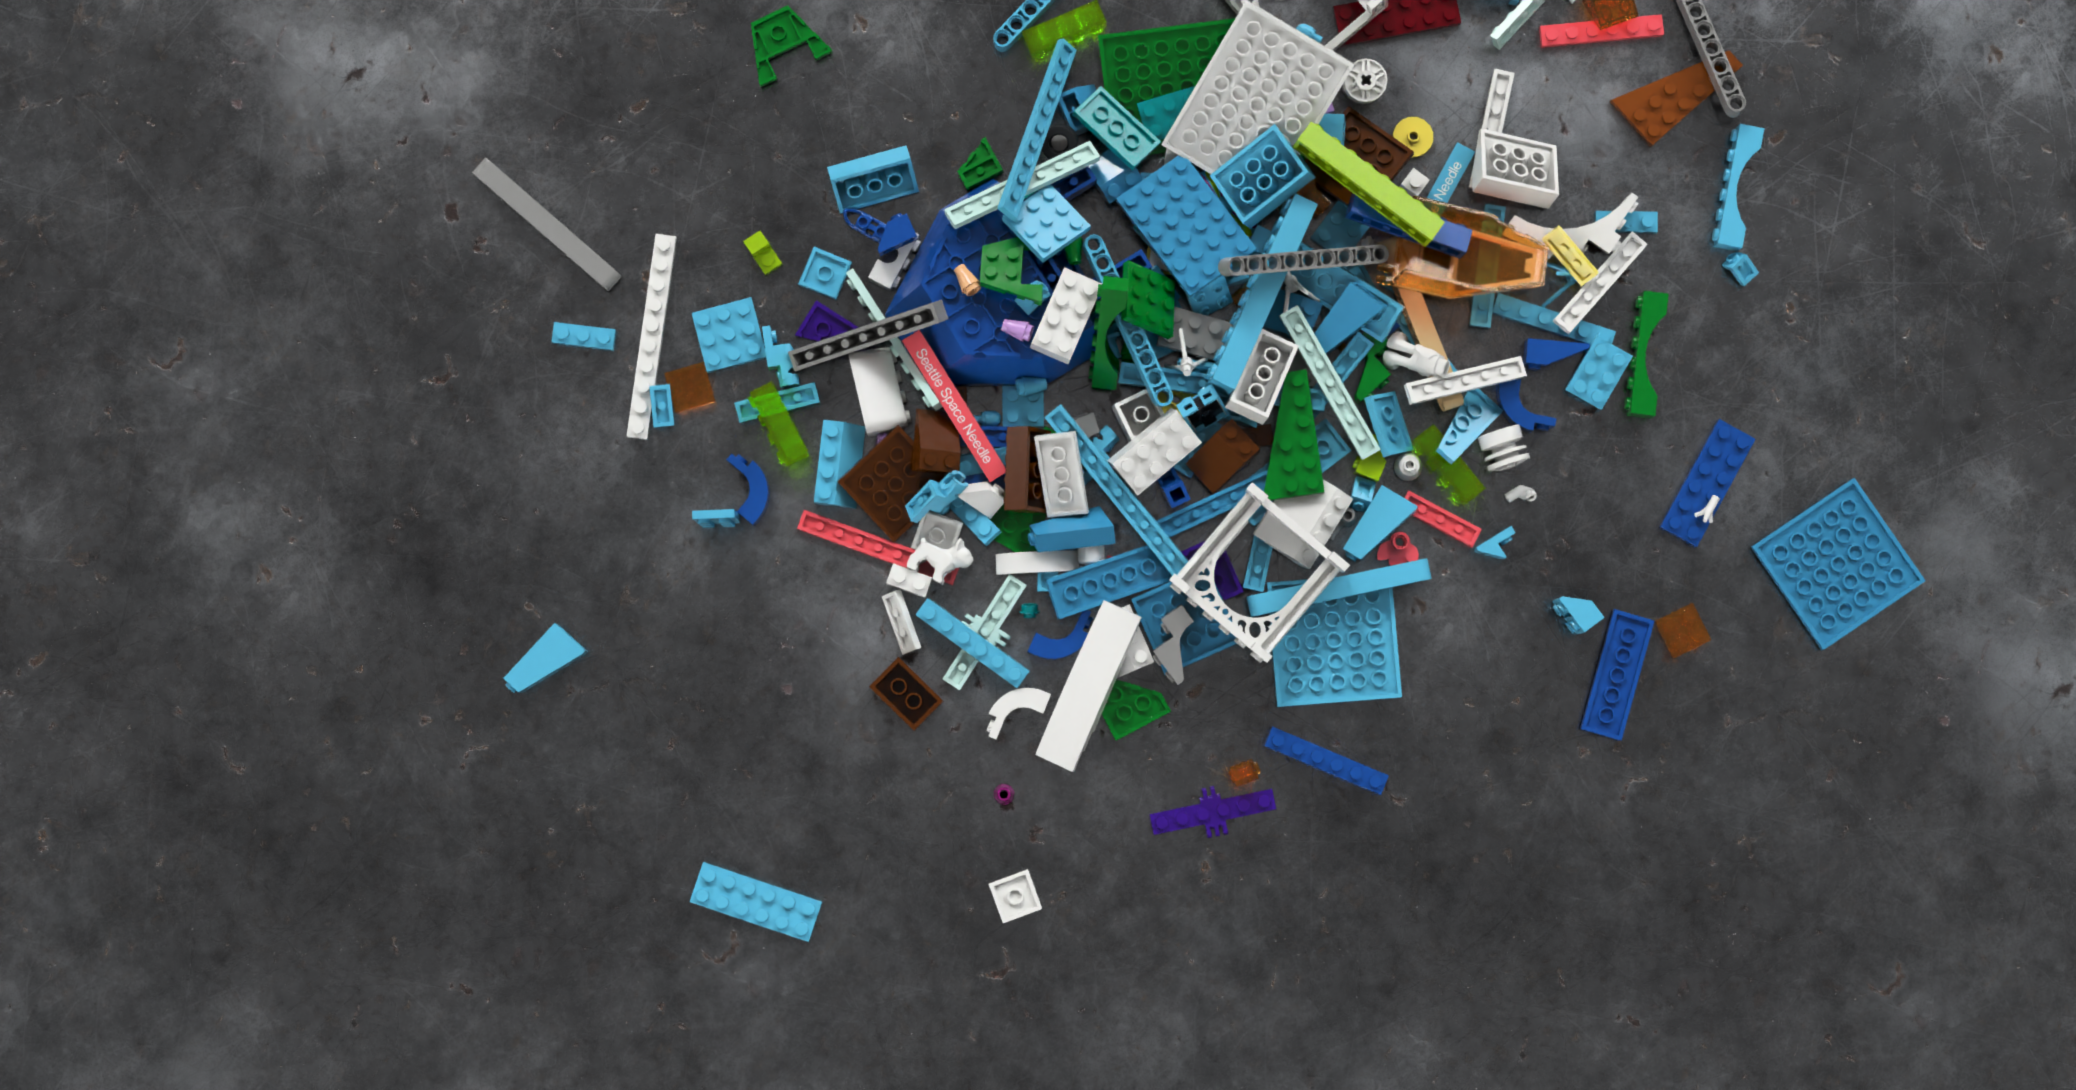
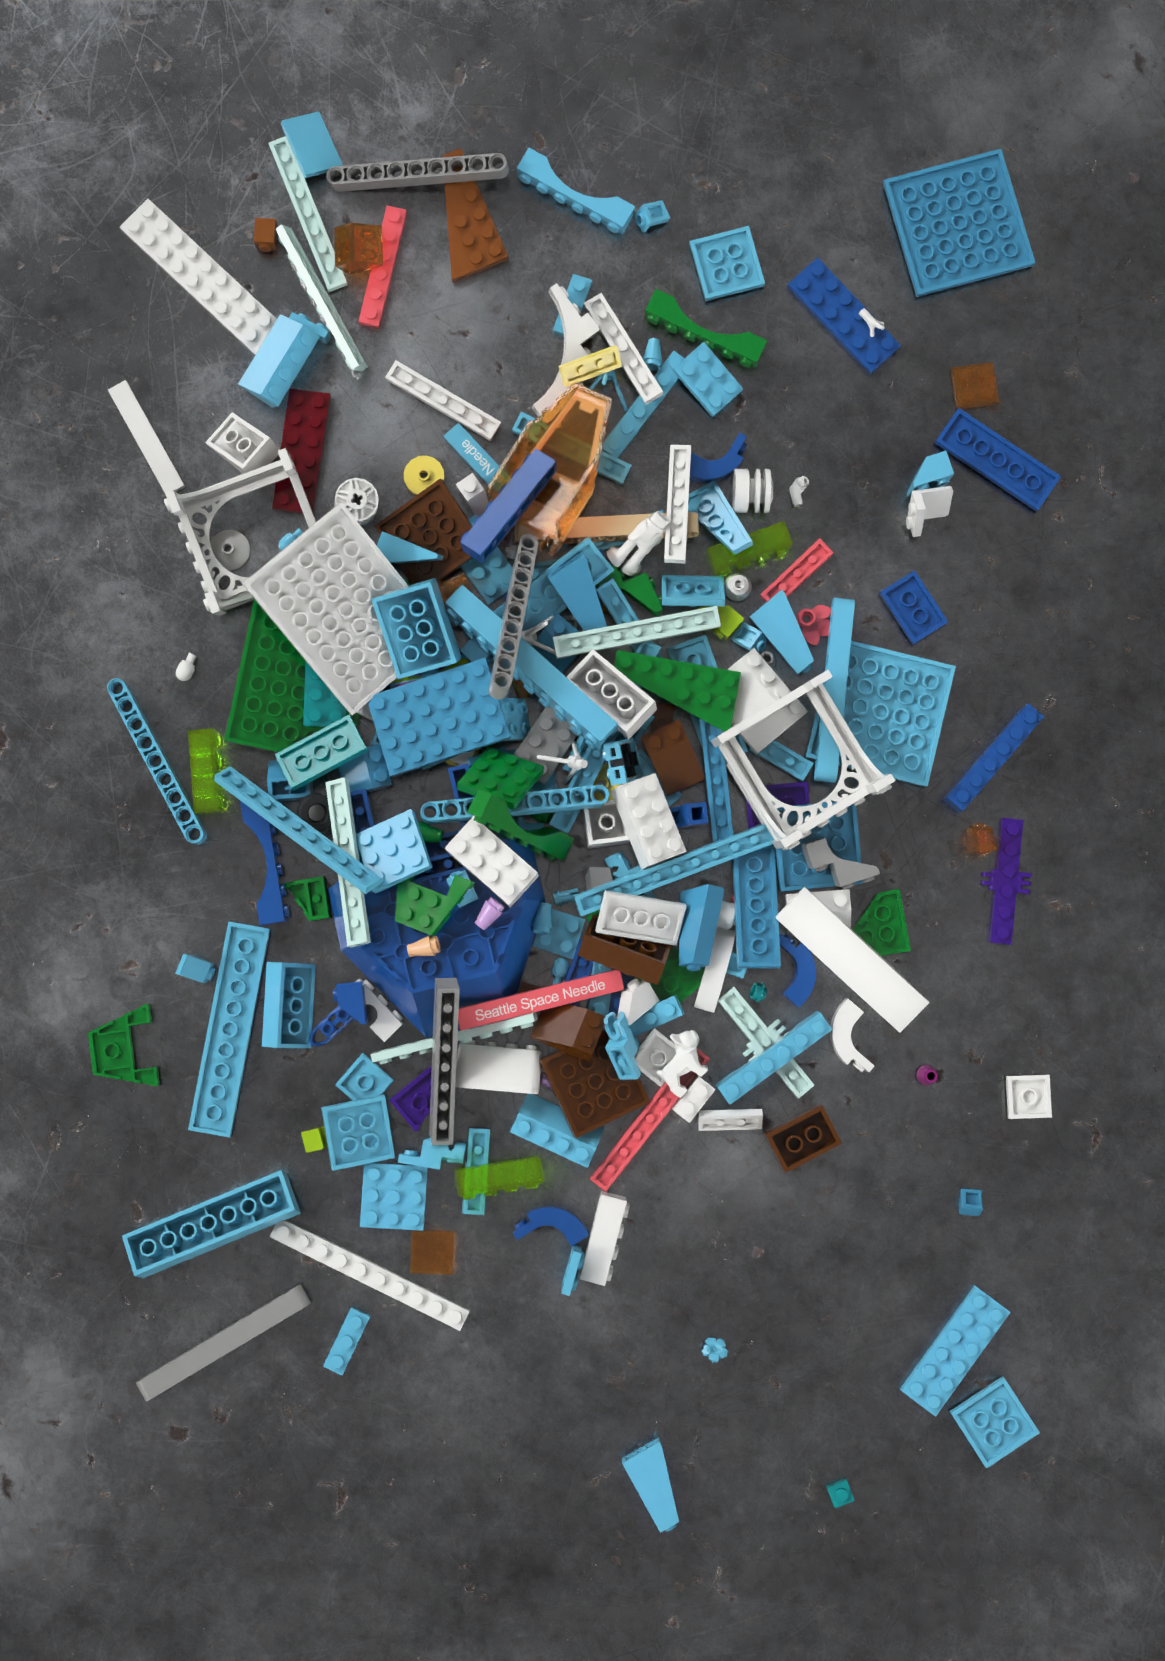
camera: 70 degrees left, 0 degrees up
(590, 836) = (840, 1493): none -> teal plate
(650, 176) = (210, 1224): none -> medium azure brick
(661, 405) = (441, 1286): medium azure plate -> none
(685, 676) = (715, 1349): none -> medium azure plant
(702, 958) = (994, 1422): none -> medium azure plate
(754, 538) = (603, 1238): none -> white brick
(777, 281) = (358, 1132): none -> medium azure plate
(833, 132) = (229, 1029): none -> medium azure plate
(878, 82) = (195, 968): none -> medium azure slope
(898, 873) = (970, 1202): none -> dark azure slope
(962, 131) = (271, 904): none -> blue arch
(1057, 399) = (564, 896): none -> medium azure pin
(1368, 184) = (460, 529): lime brick -> none
(1445, 639) = (913, 607): none -> blue plate
(1491, 546) = (838, 534): medium azure slope -> none
(1515, 169) = (489, 389): white slope -> none
(1542, 353) = (672, 423): blue slope -> none
(1547, 619) = (927, 505): none -> white bracket
(1603, 313) = (653, 354): none -> medium azure cone
(1718, 354) = (727, 263): none -> medium azure plate

